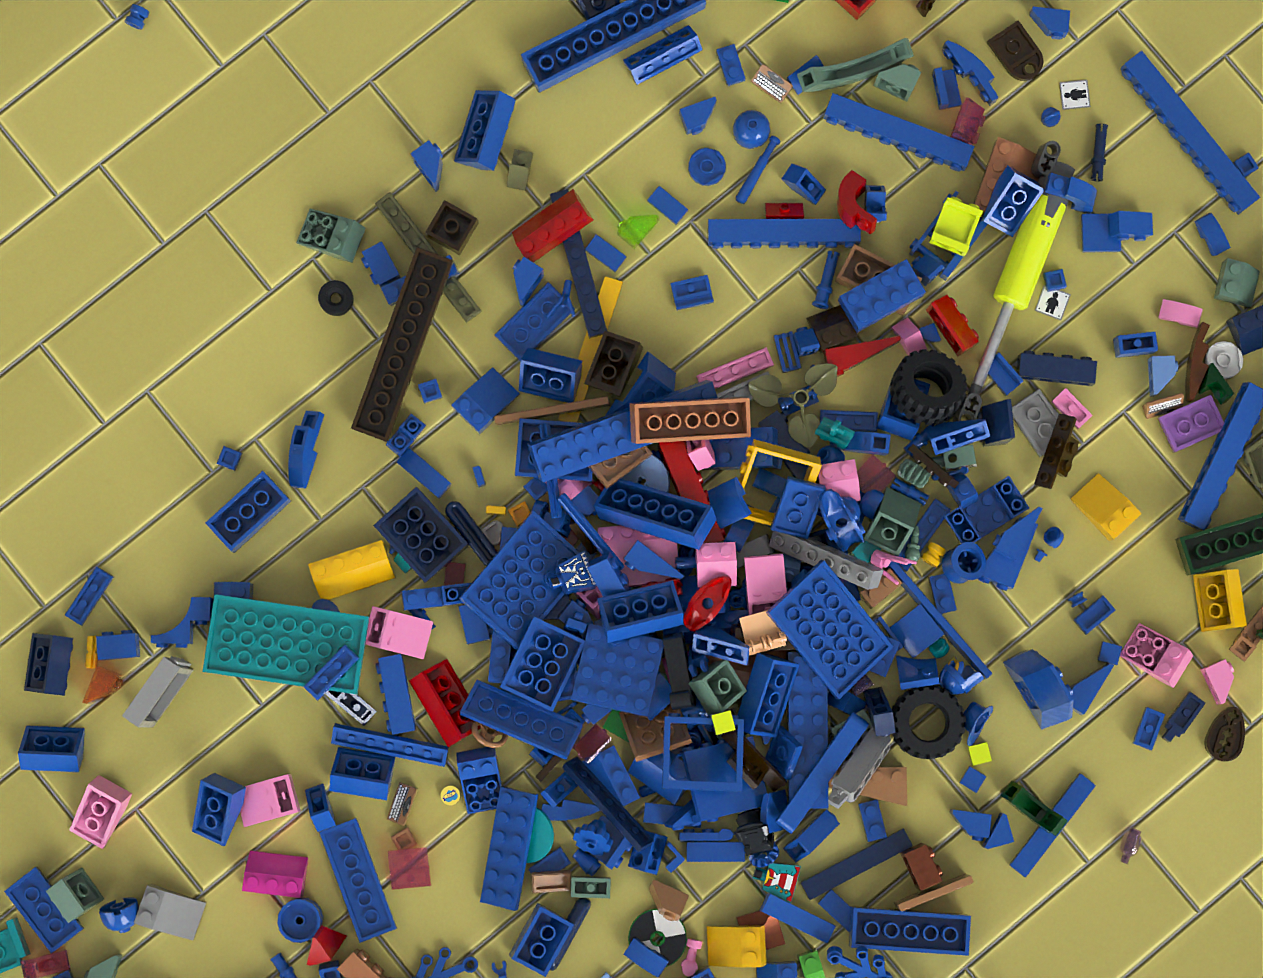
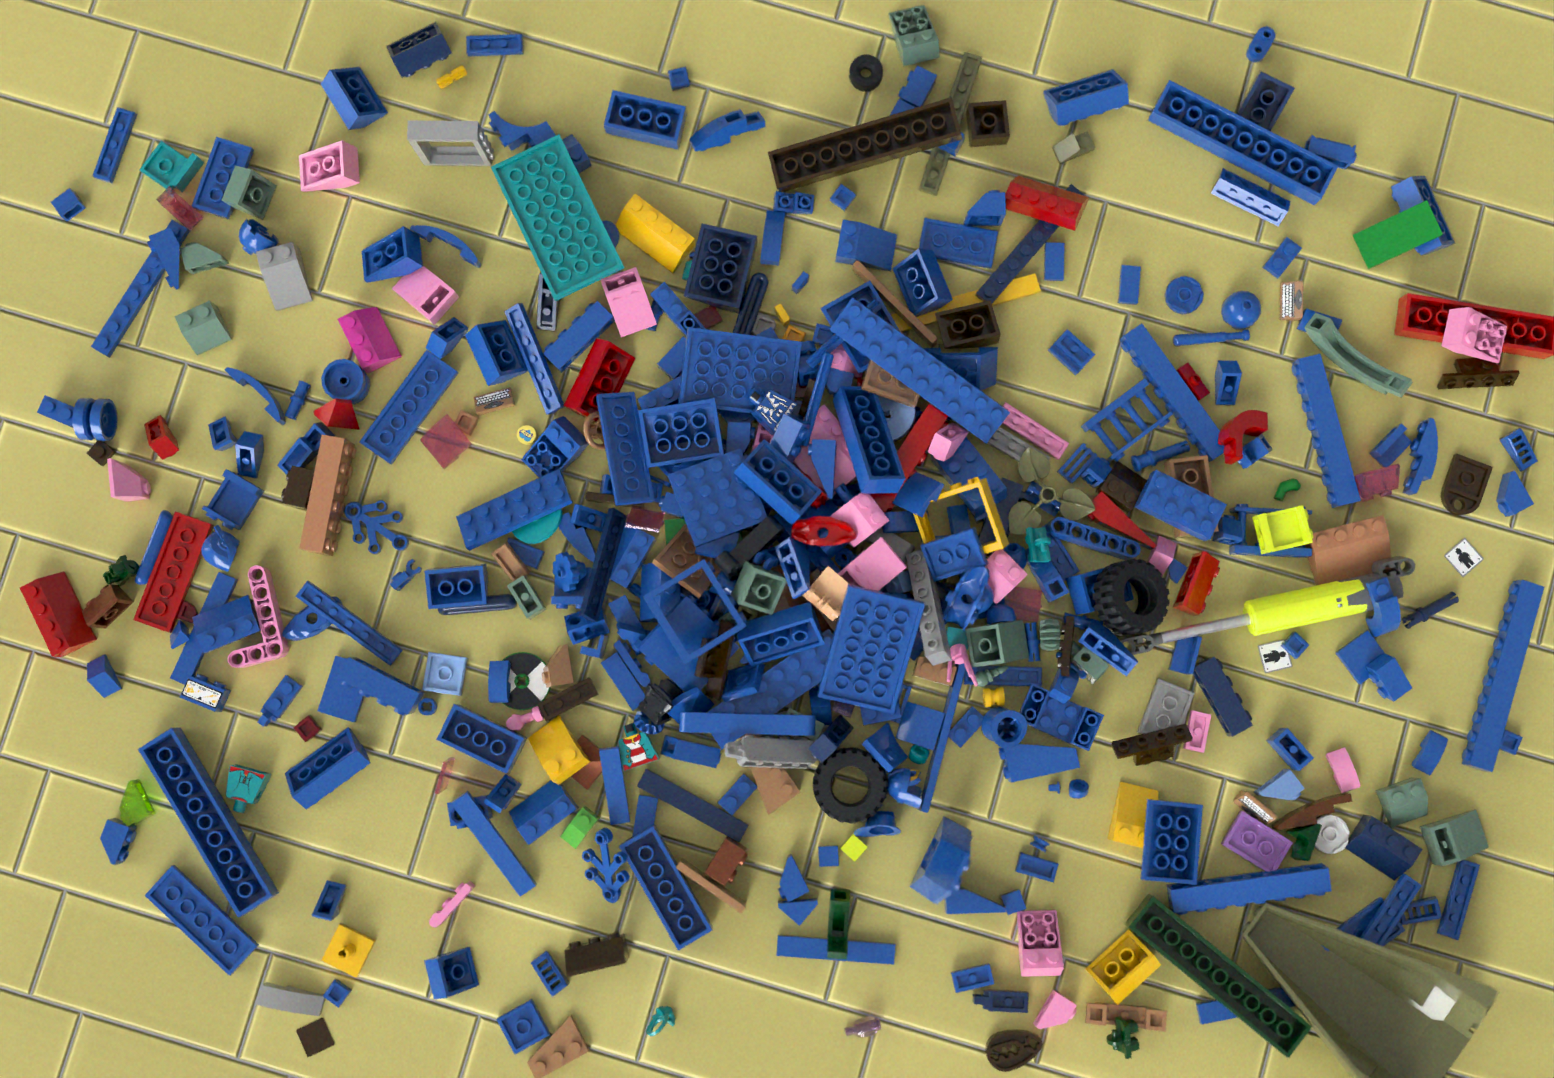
camera: 60 degrees right, 0 degrees up
(102, 684) = (430, 101): clear orange slope -> none
(118, 646) = (469, 93): blue brick -> none
(217, 764) = (428, 232): none -> blue slope
(331, 672) = (558, 267): blue tile -> none
(429, 162) = (1028, 70): blue slope -> none
(565, 296) = (996, 252): blue plant -> none
(575, 625) = (730, 438): blue tile -> none
(587, 862) = (545, 583): blue cone -> none
(636, 228) = (1092, 272): clear neon green slope -> none
(690, 420) = (965, 413): nougat brick -> none
(697, 115) = (1221, 258): blue slope -> none
(698, 909) = (567, 699): none -> dark brown plate
(723, 722) = (731, 610): neon yellow tile -> none
(764, 297) = (1110, 414): none -> blue fence
(862, 375) = (1102, 538): none -> blue beam
(898, 80) = (1370, 400): sand green slope -> none
(921, 196) = (1285, 486): none -> green arm
(999, 422) = (1142, 676): dark blue slope -> none
(1011, 201) = (1337, 561): blue slope -> none
(1013, 539) = (1054, 754): blue slope -> none
(1050, 117) = (1430, 549): blue tile -> none
(1146, 492) = (1171, 841): none -> blue slope

